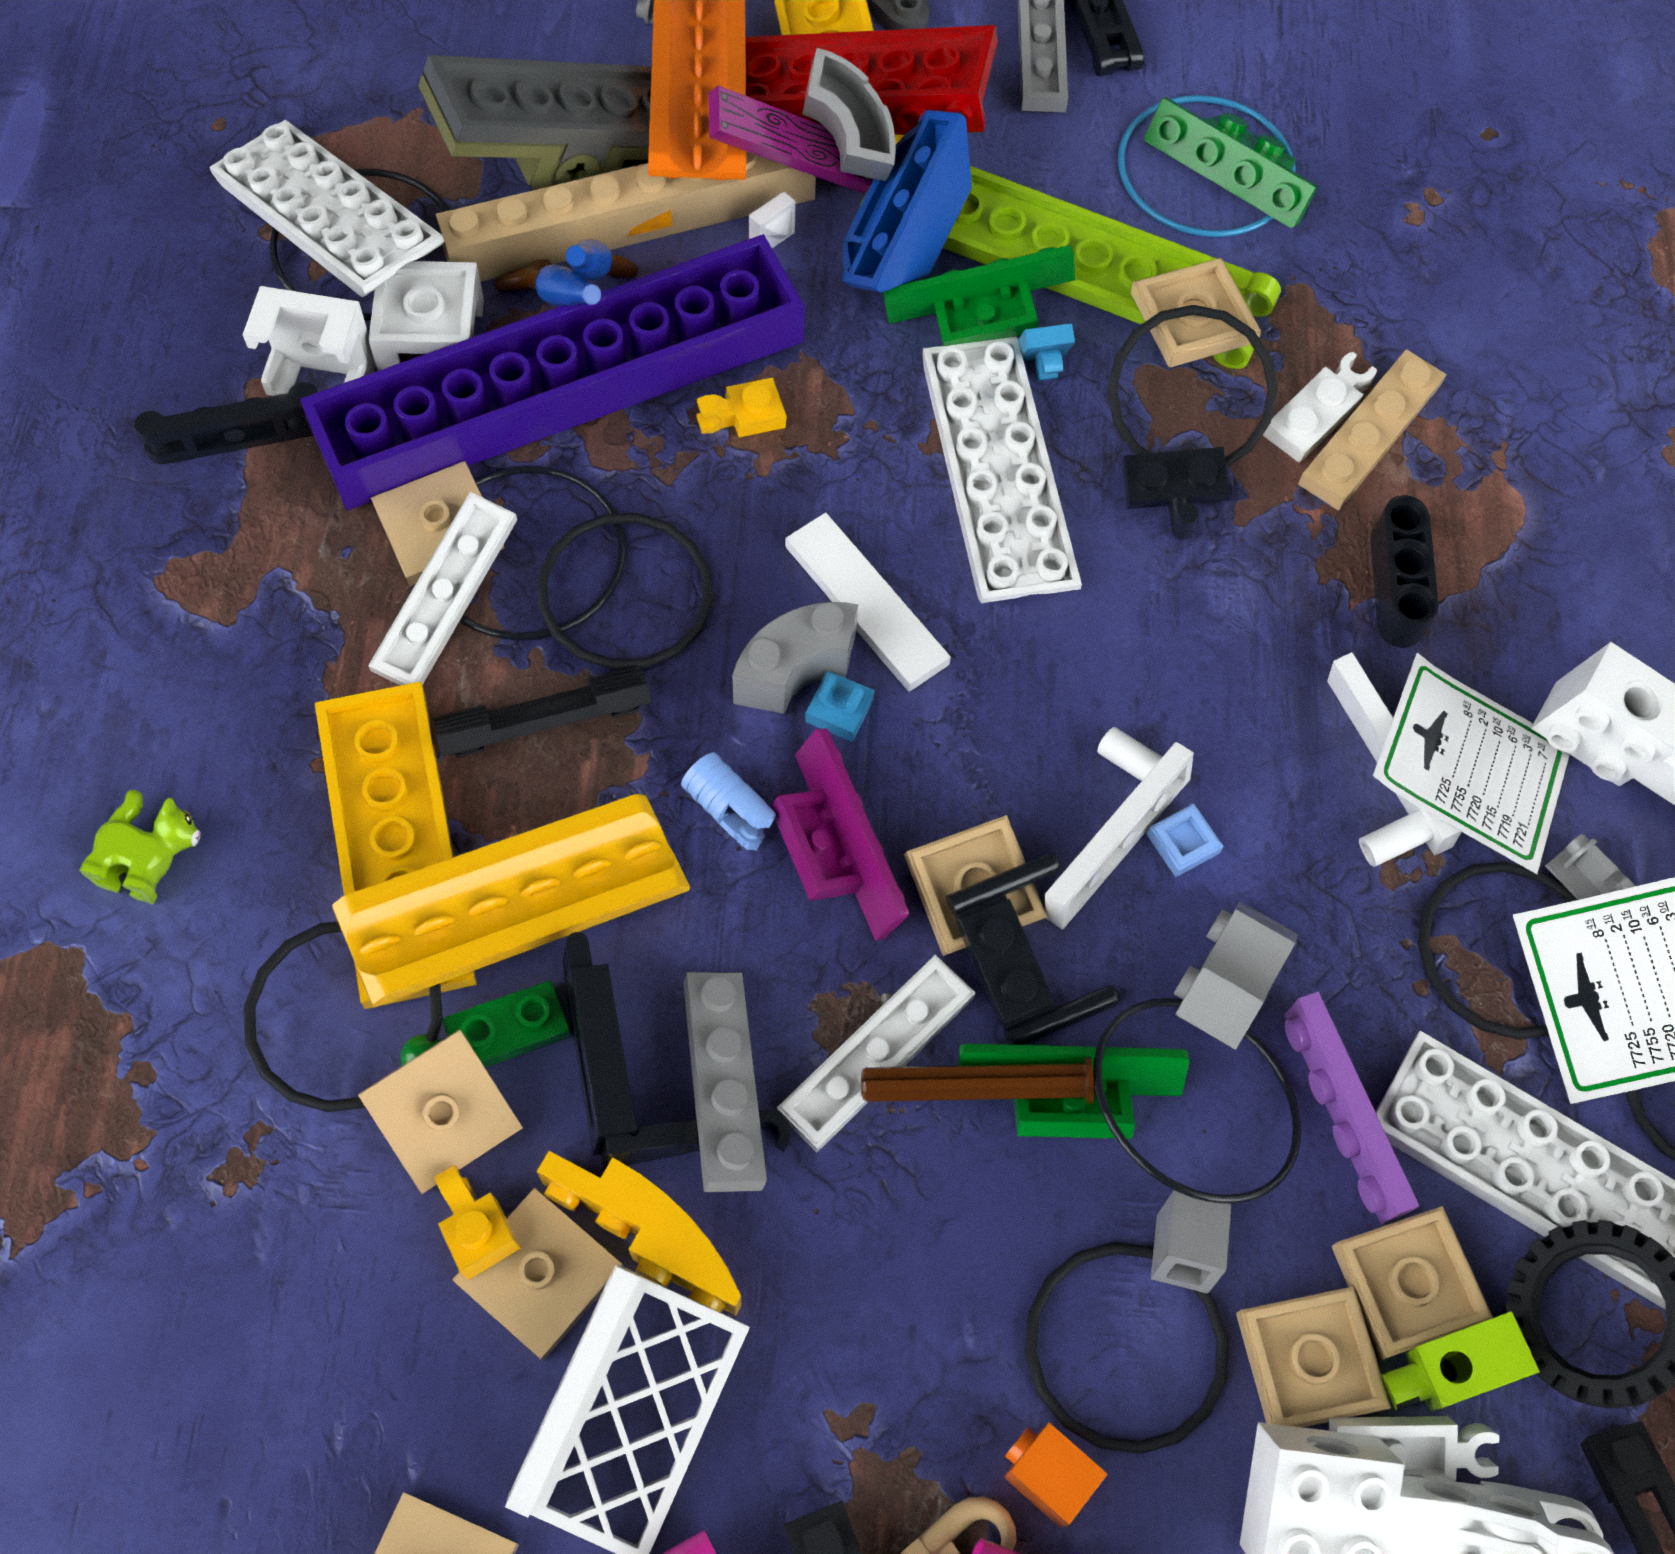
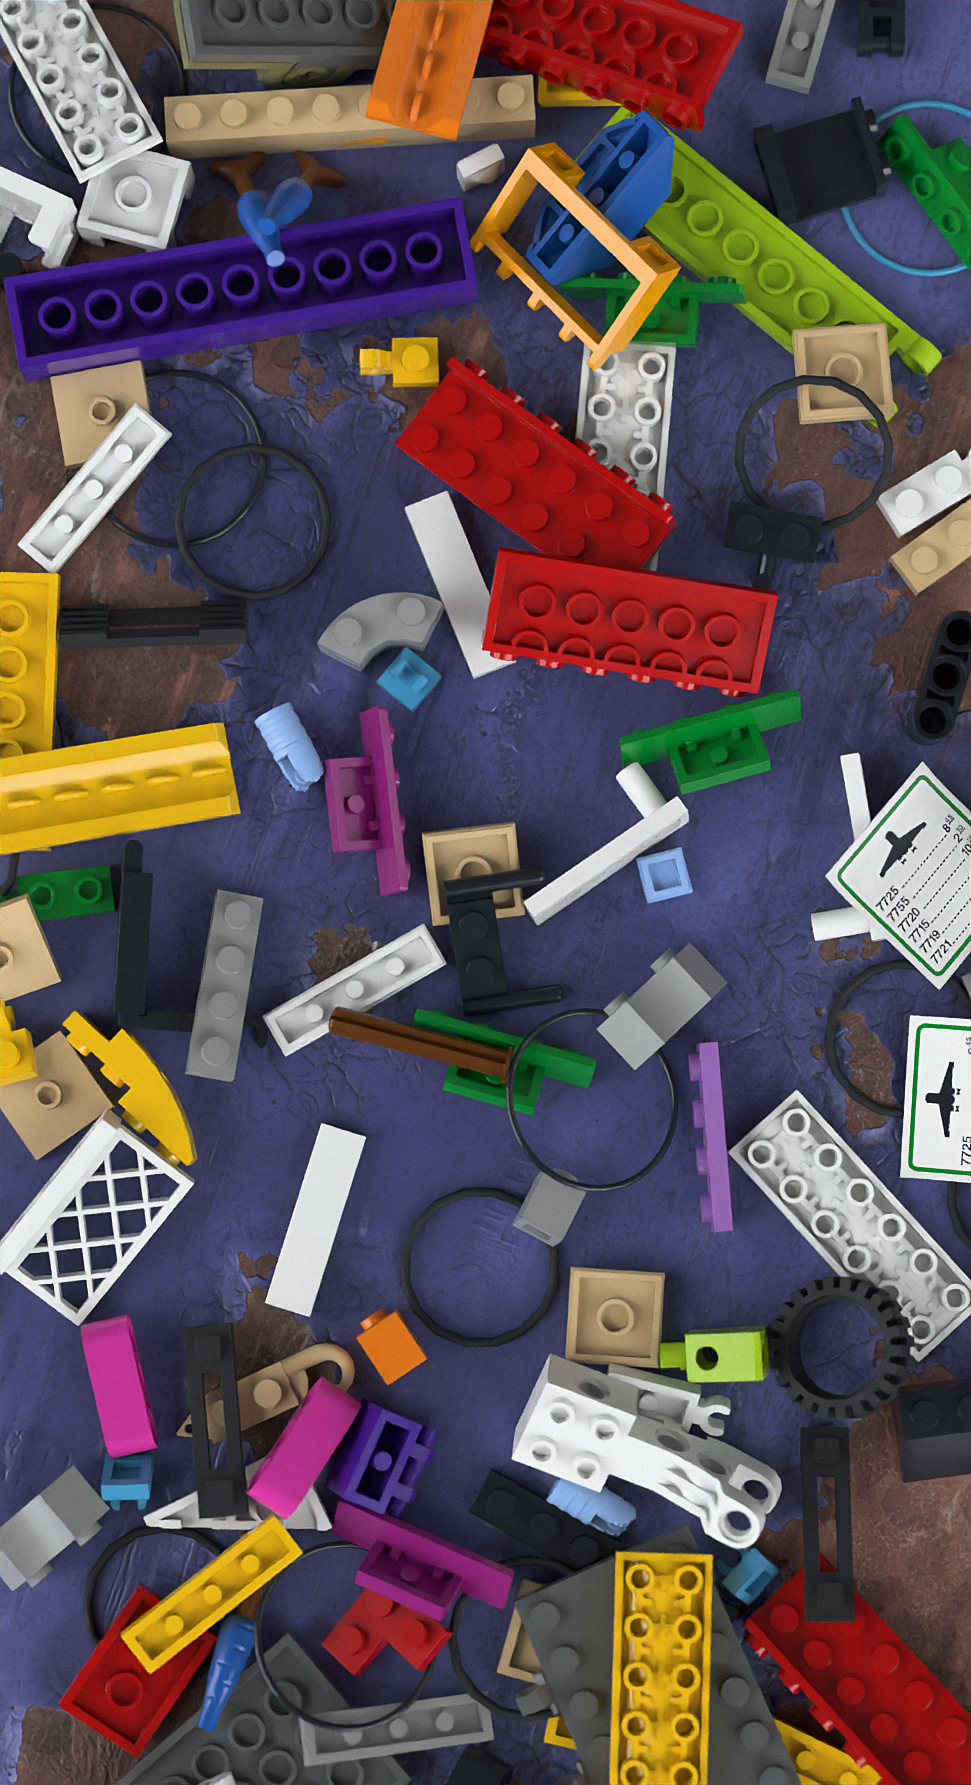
camera: 20 degrees right, 20 degrees up
(778, 137) = (510, 105): magenta tile -> none
(817, 225) = (641, 256): none -> light orange hinge
(853, 114) = (573, 95): light grey brick -> none
(909, 1343) = (315, 1219): none -> white tile
(922, 475) = (532, 475): none -> red bracket
(1047, 348) = (697, 367): dark azure tile -> none
(1063, 577) = (628, 622): none -> red bracket
(1104, 159) = (822, 164): none -> black panel
(1192, 686) = (715, 744): none -> green bracket
(1411, 1282) = (712, 1281): tan plate -> none

